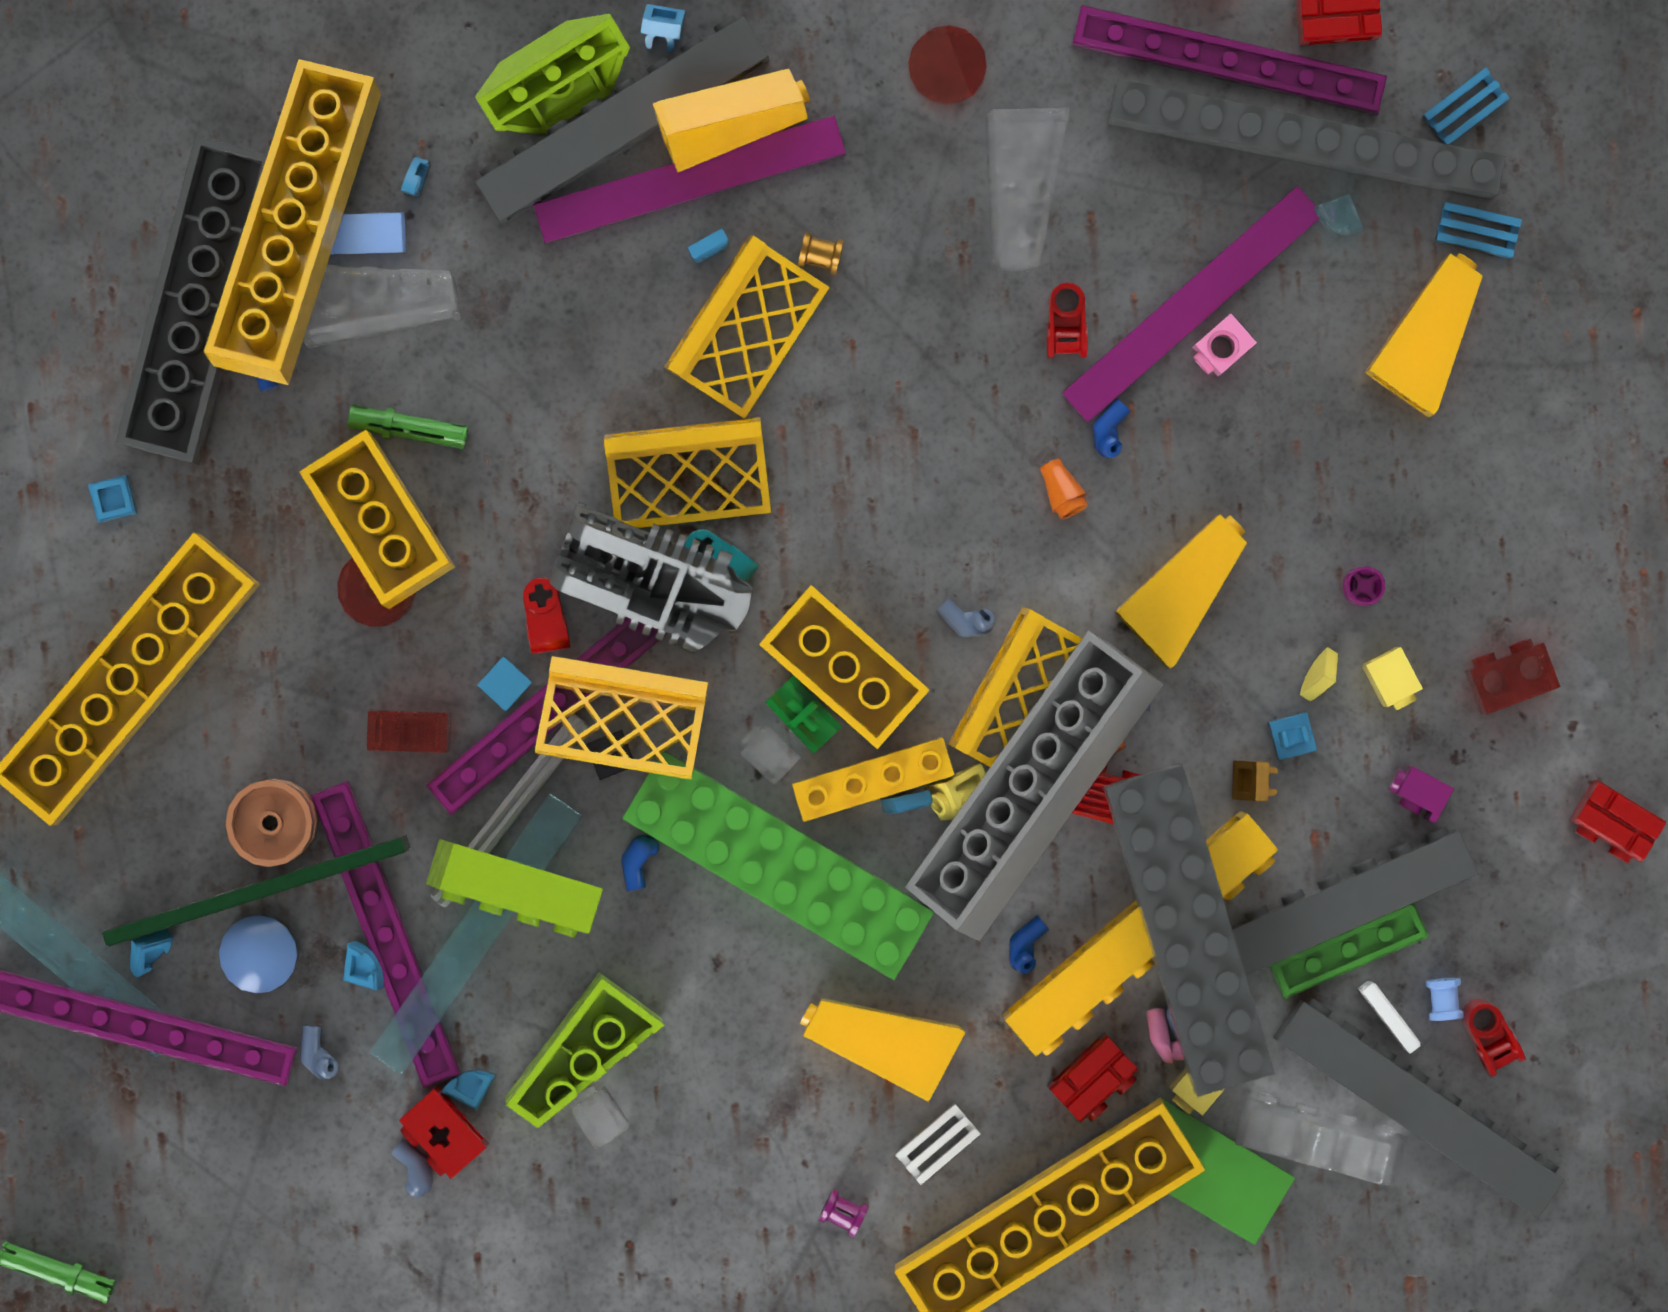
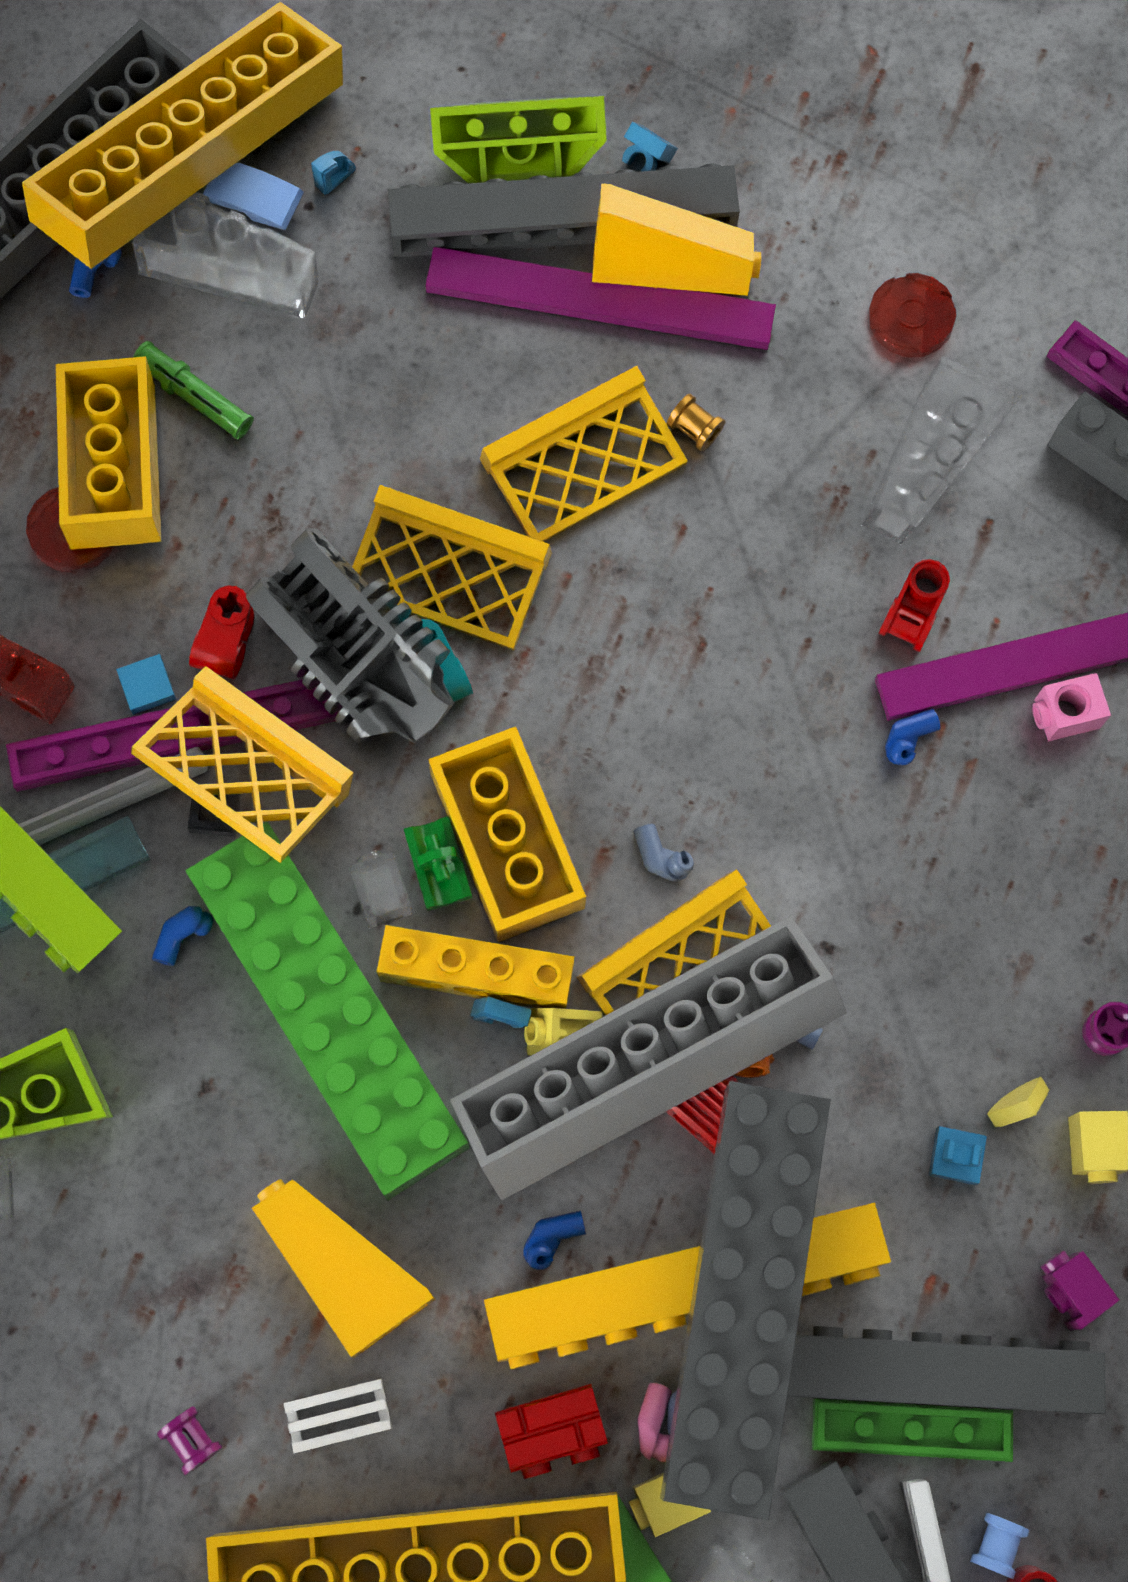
camera: 20 degrees right, 15 degrees down
(708, 246) = (586, 362): dark azure tile -> none
(1064, 492) = (830, 775): orange cone -> none
(1180, 593) = (906, 936): yellow slope -> none
(1252, 780) = (891, 1180): pearl gold tile -> none

